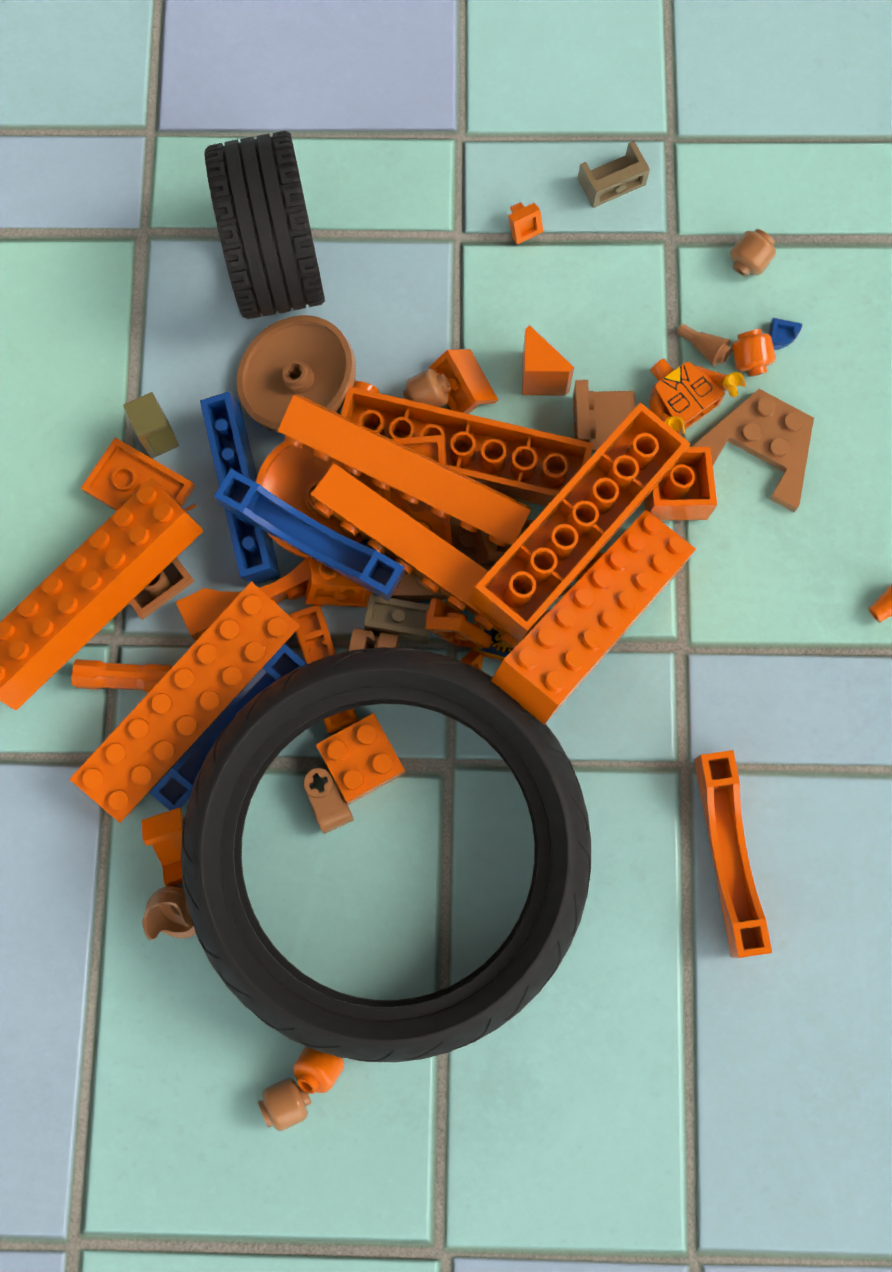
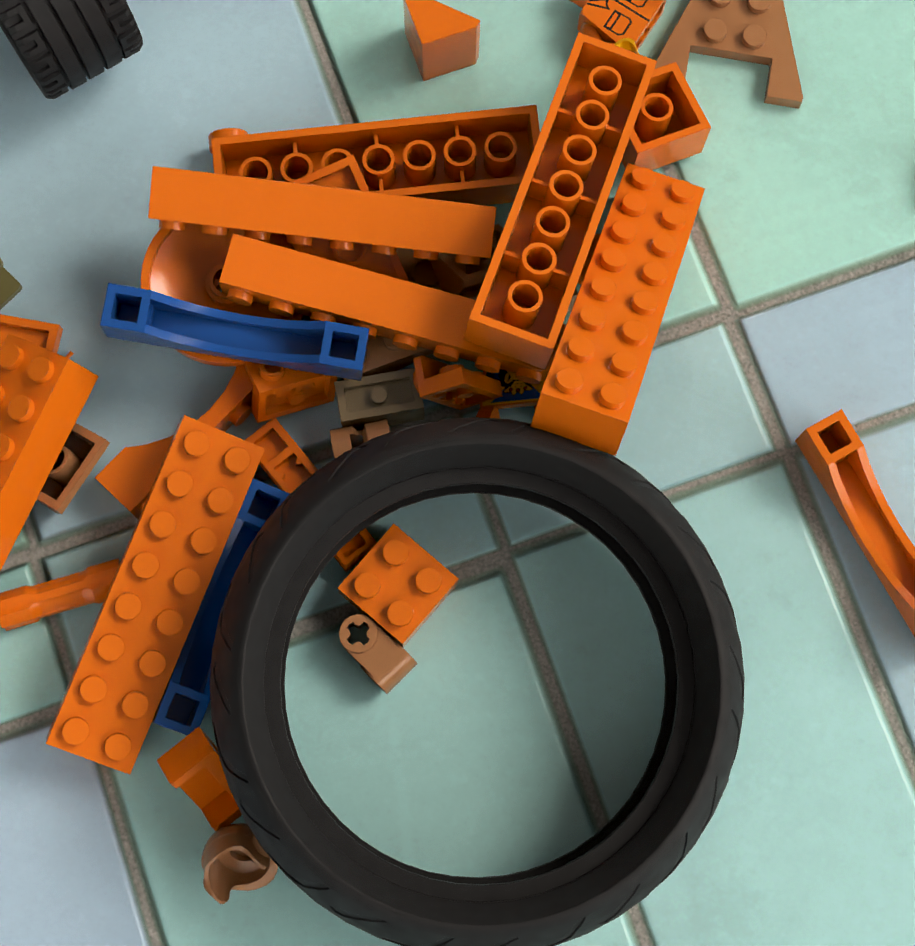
camera: 25 degrees left, 0 degrees up
(229, 451) = (91, 269): blue brick -> none
(295, 358) = (123, 132): medium nougat dish -> none
(428, 388) = (308, 109): medium nougat head -> none
(466, 380) = (344, 87): orange panel -> none
(599, 413) = (527, 70): medium nougat bracket -> none

